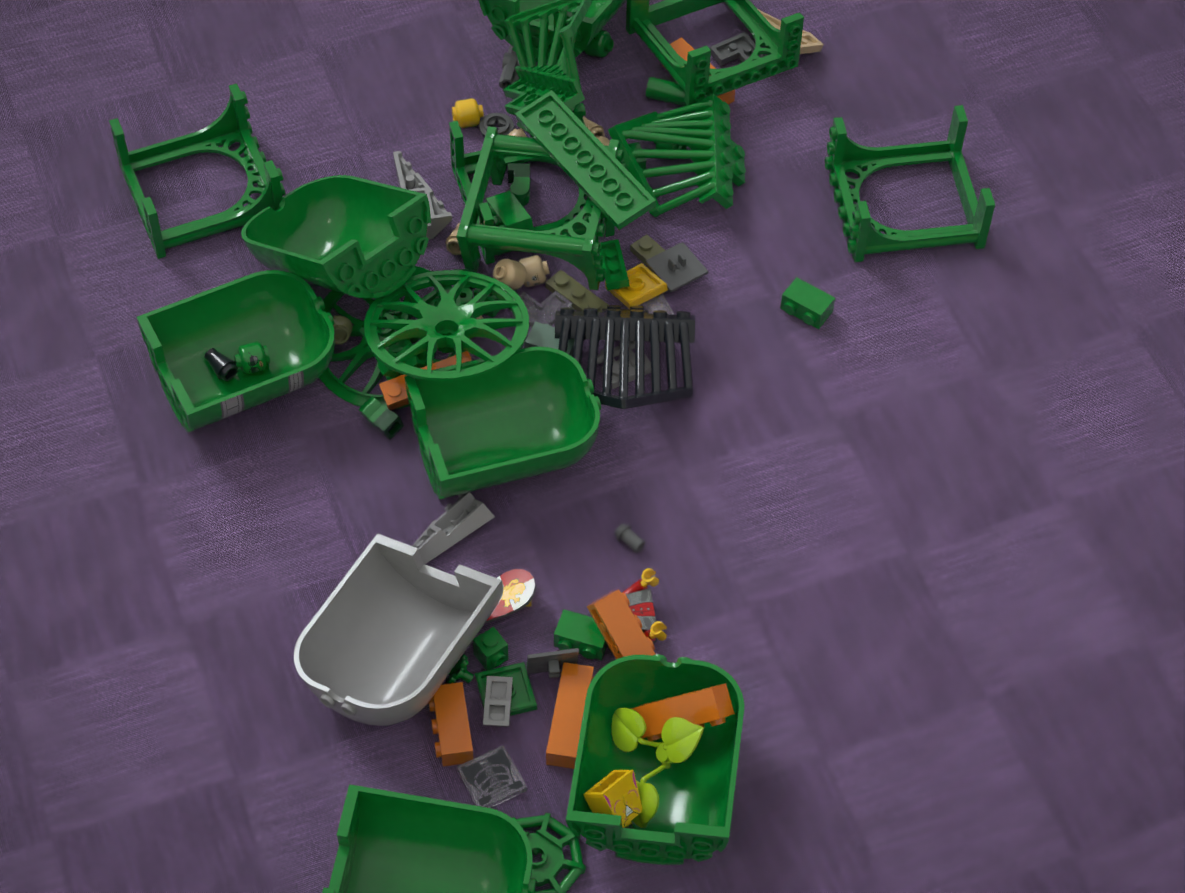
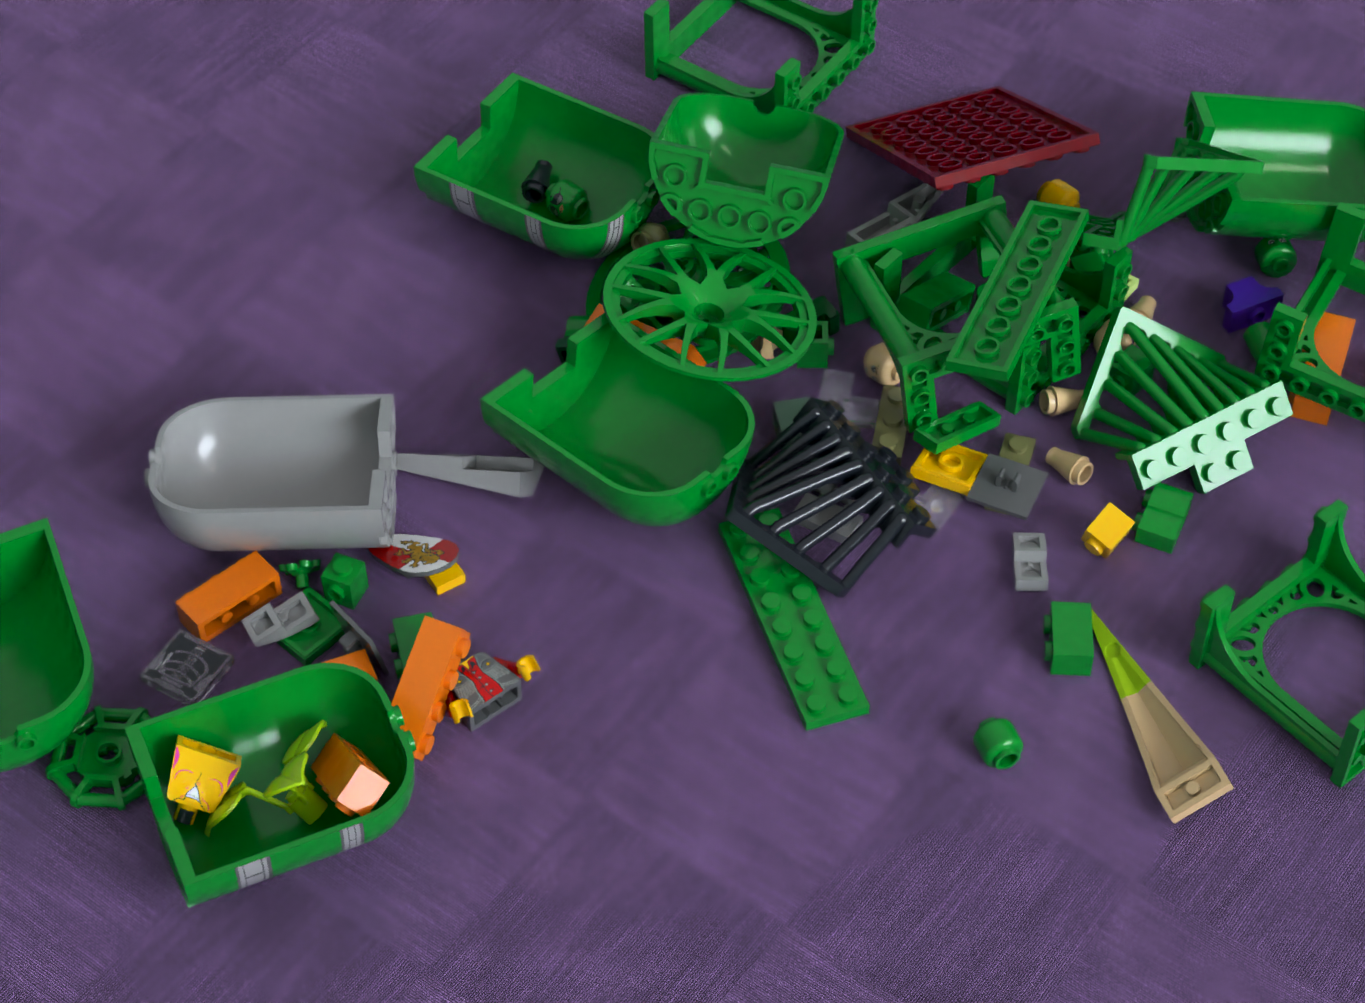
camera: 60 degrees right, 5 degrees down
(402, 117) = (972, 137): none -> dark red plate
(510, 273) = (851, 340): tan head -> none
(623, 77) = (1248, 303): none -> dark purple brick
(630, 538) = (590, 627): dark grey pin -> none
(679, 230) = (1072, 466): none -> tan cone
(697, 430) = (795, 629): none -> green plate
(731, 290) = (1029, 561): none -> light grey slope
(746, 240) = (1107, 531): none -> yellow brick
(752, 210) = (1163, 517): none -> green brick
(858, 378) = (998, 743): none -> green head
(927, 304) = (1176, 759): none -> tan plate

